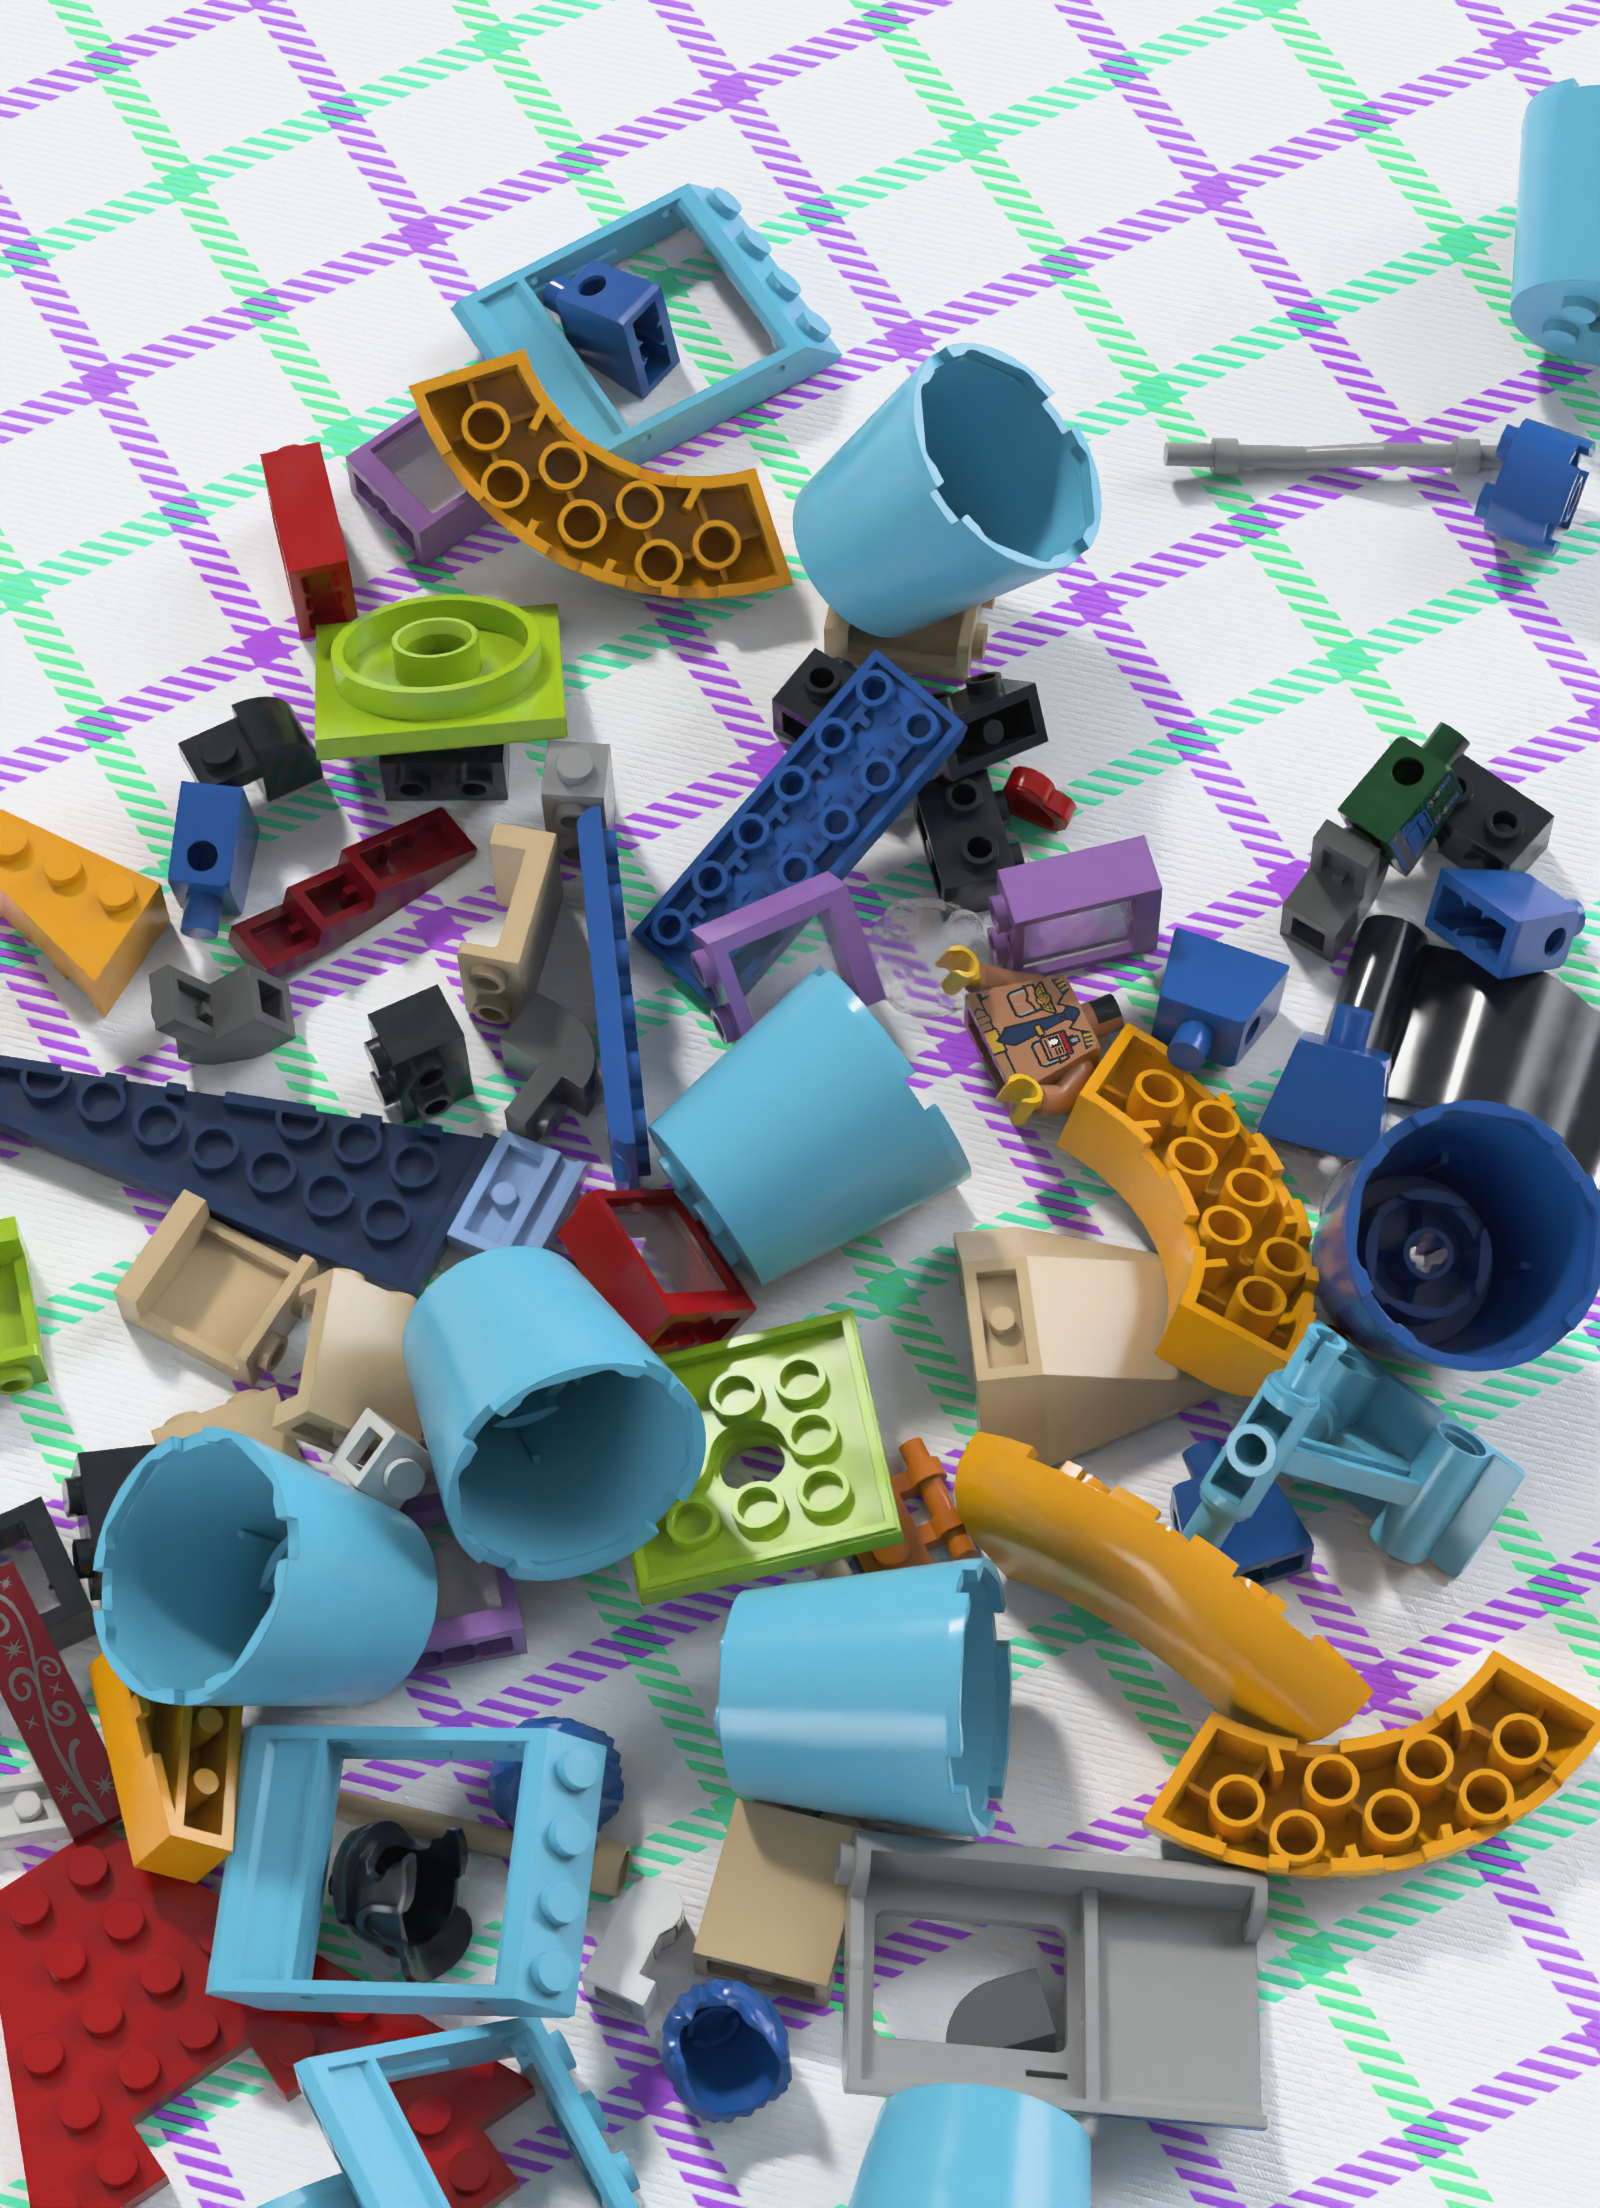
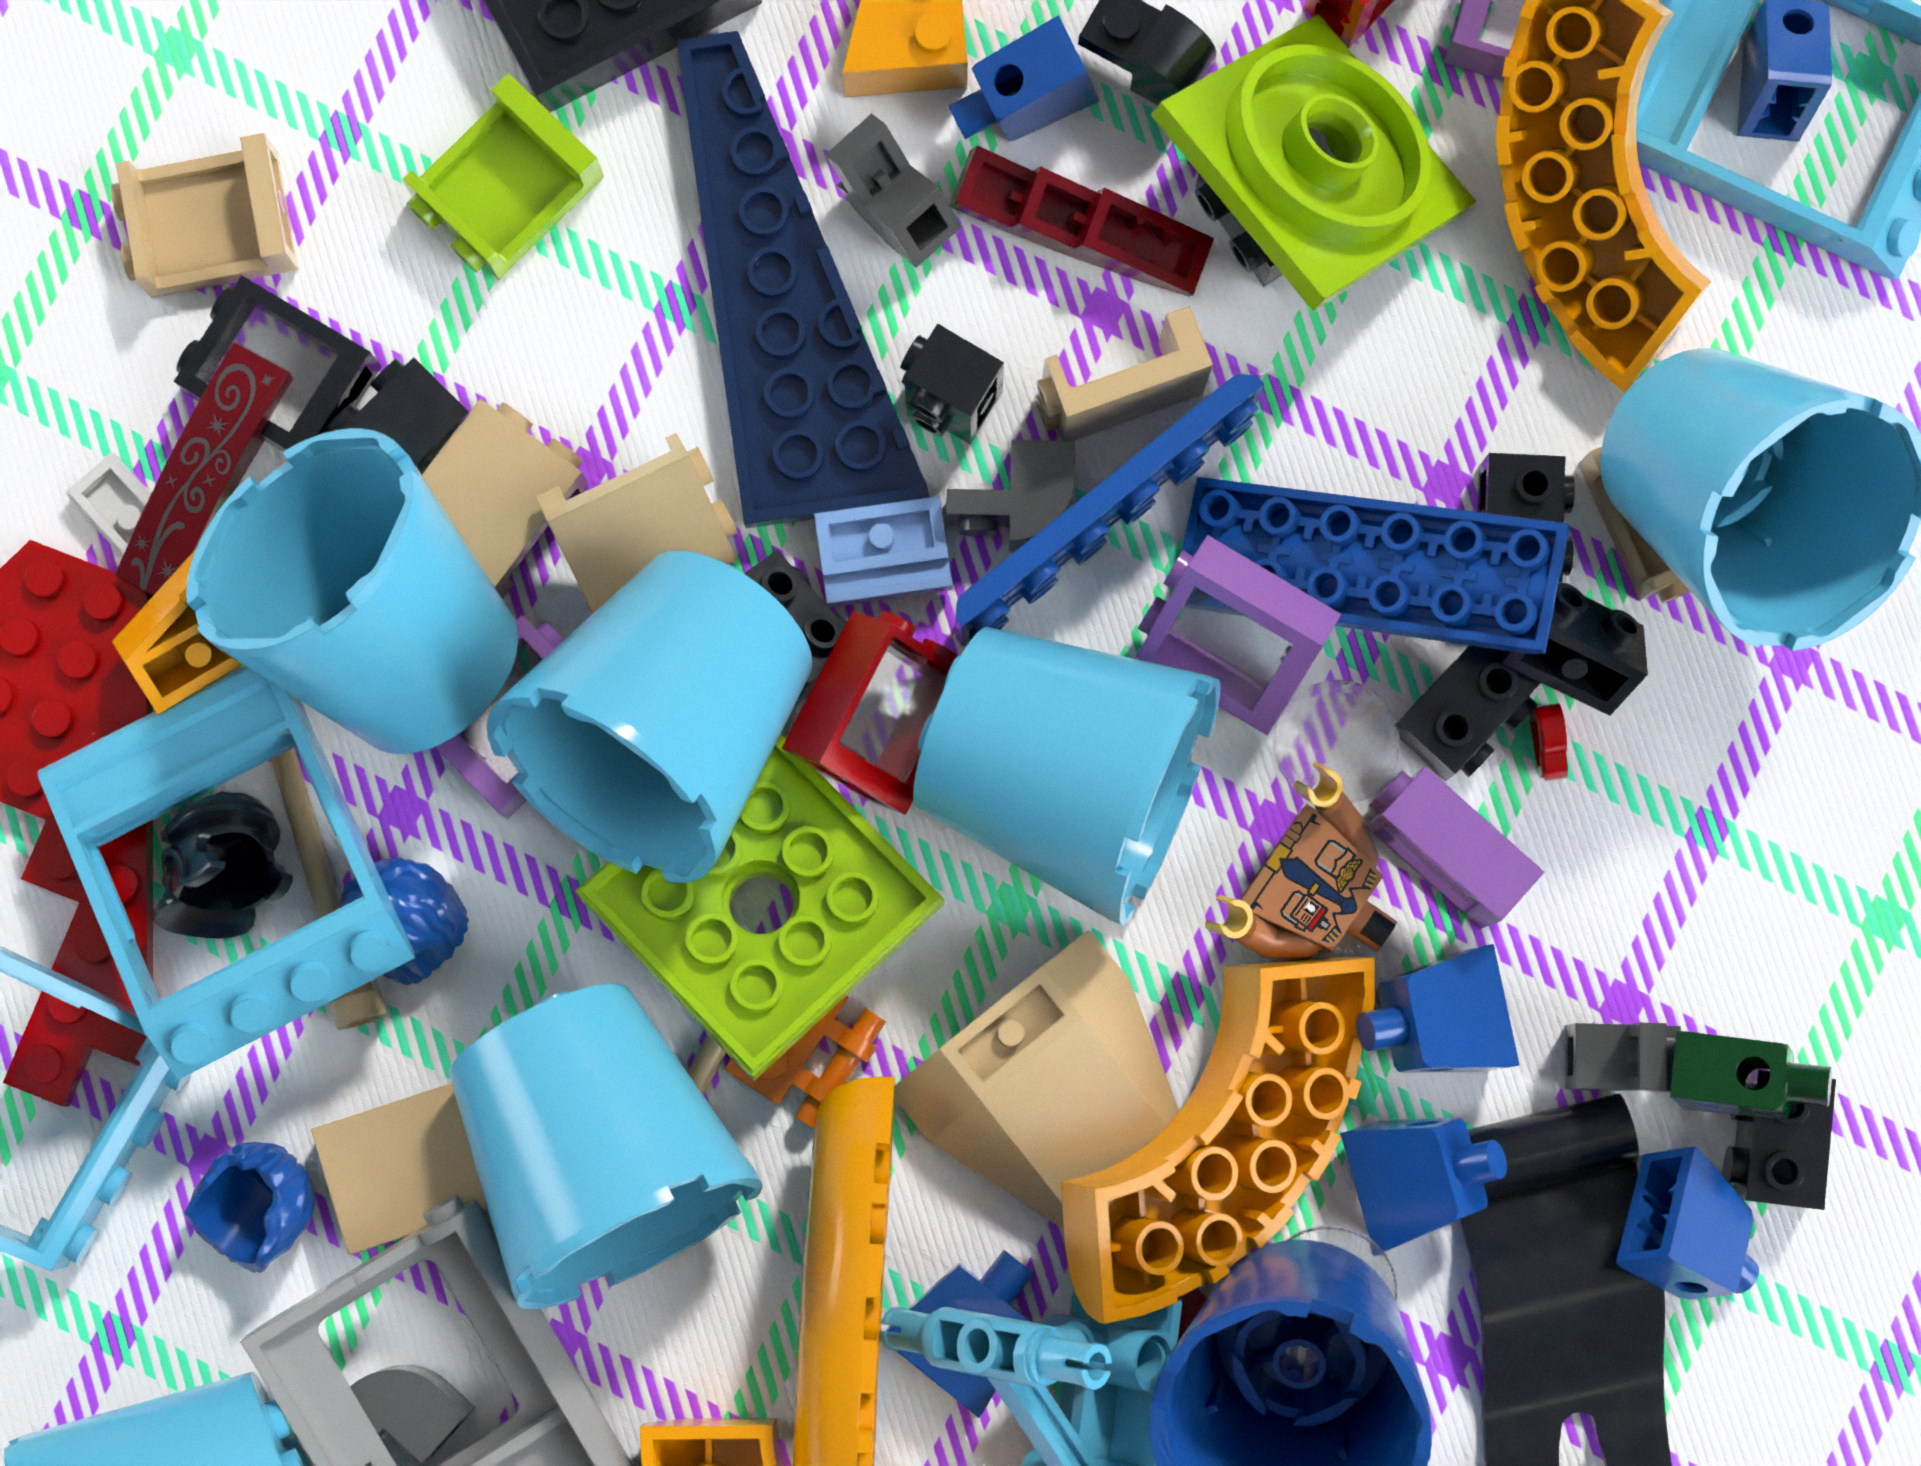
camera: 55 degrees right, 20 degrees up
(215, 1292) = (651, 362): tan panel -> none
(394, 1469) = (542, 621): white brick -> none
(573, 780) = (1282, 351): light grey brick -> none
(641, 1928) = (320, 1068): white leg -> none

